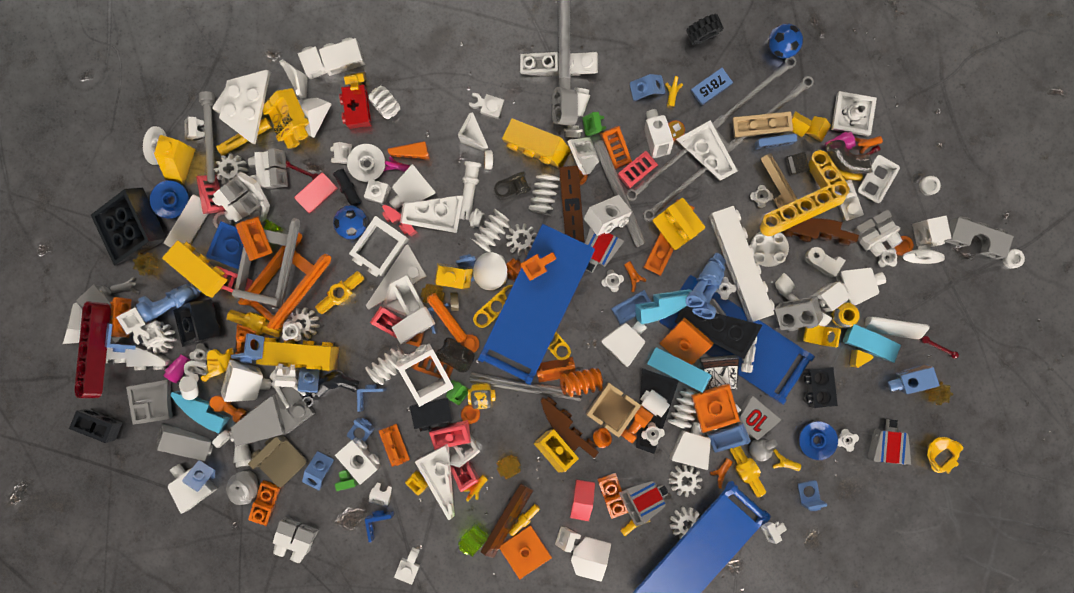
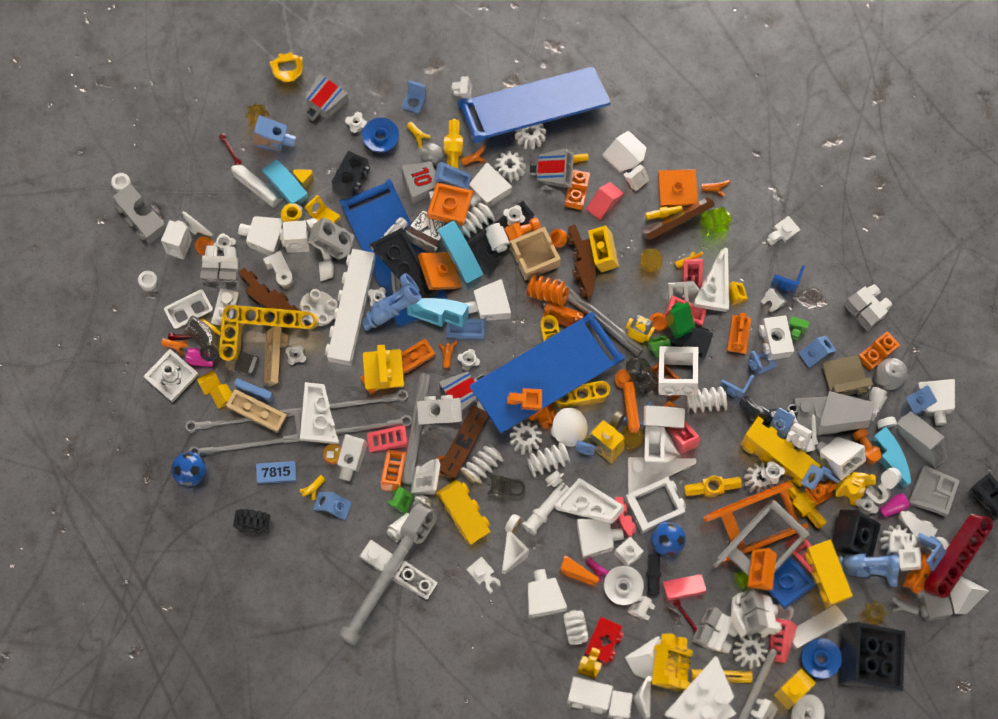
camera: 150 degrees left, 15 degrees down
(426, 114) = (544, 596): none -> white torso
(447, 419) = (680, 319): none -> green slope
(491, 573) = (715, 187): none -> orange bar

